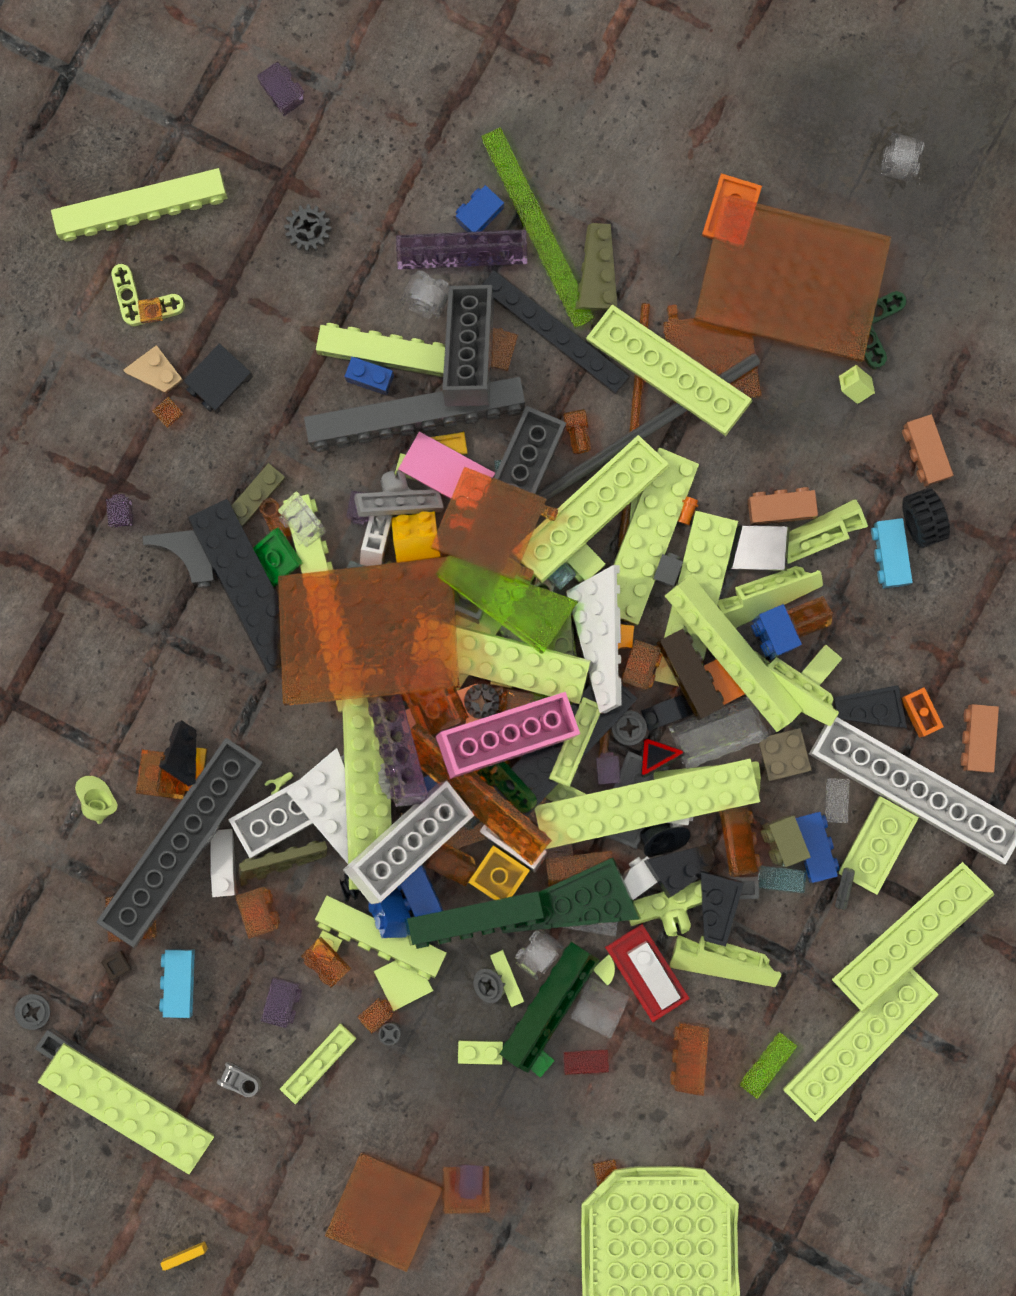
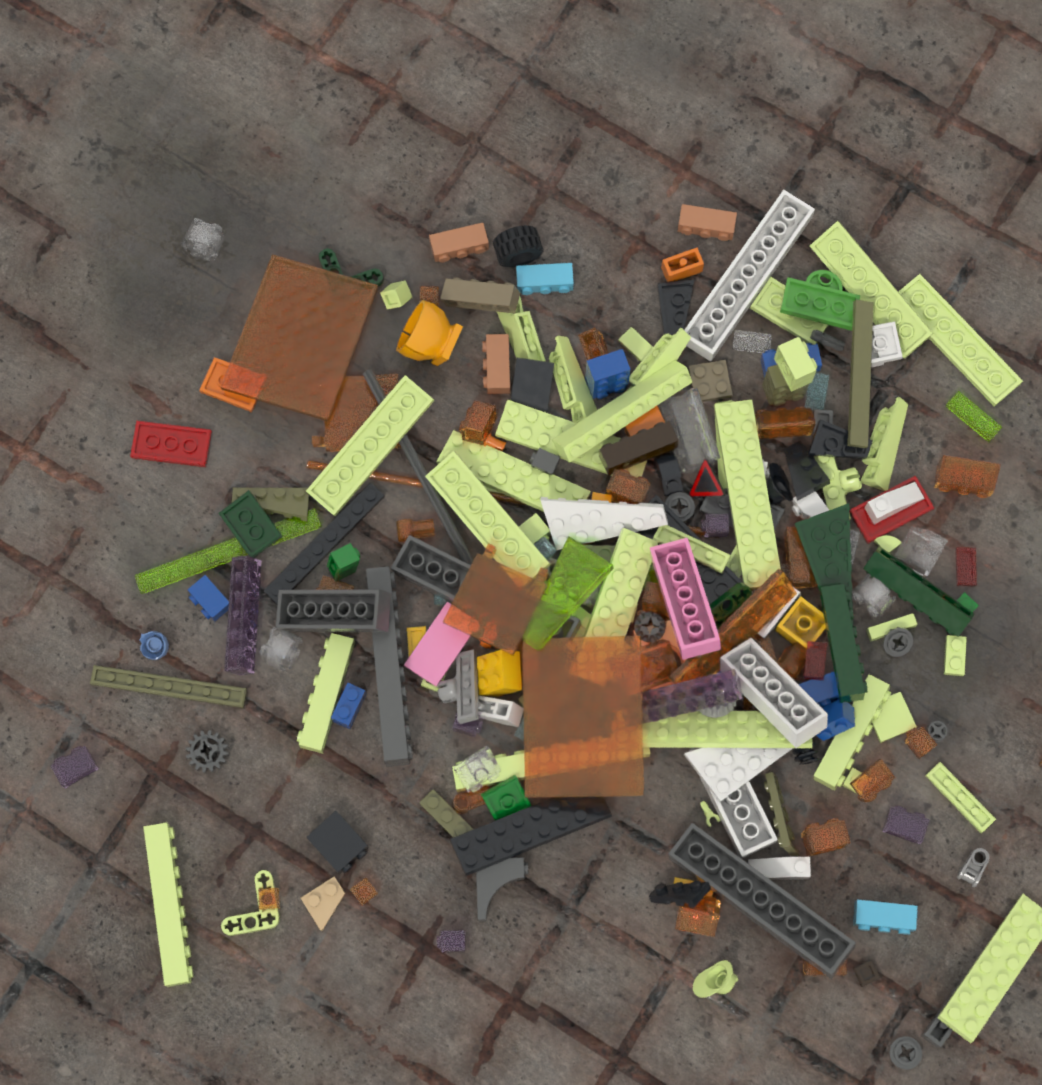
camera: 85 degrees left, 10 degrees down
(378, 179) = (168, 686): none -> olive tile
(421, 157) = (154, 645): none -> medium blue hair
(453, 889) = (815, 660): none -> clear red tile
(530, 353) = (343, 562): none -> green brick
(566, 246) = (250, 524): none -> dark green tile
(656, 150) = (171, 443): none -> red tile
(707, 490) = (478, 422): none -> clear orange brick
(796, 845) = (795, 363): none -> yellowish green brick
(804, 927) = (860, 374): none -> olive tile
(806, 426) = (429, 335): none -> light orange plate
(844, 948) = (885, 344): none -> white plate
(859, 423) = (430, 294): none -> clear orange plate
(861, 479) = (480, 295): none -> dark tan brick
(892, 877) = (819, 300): none -> bright green plate

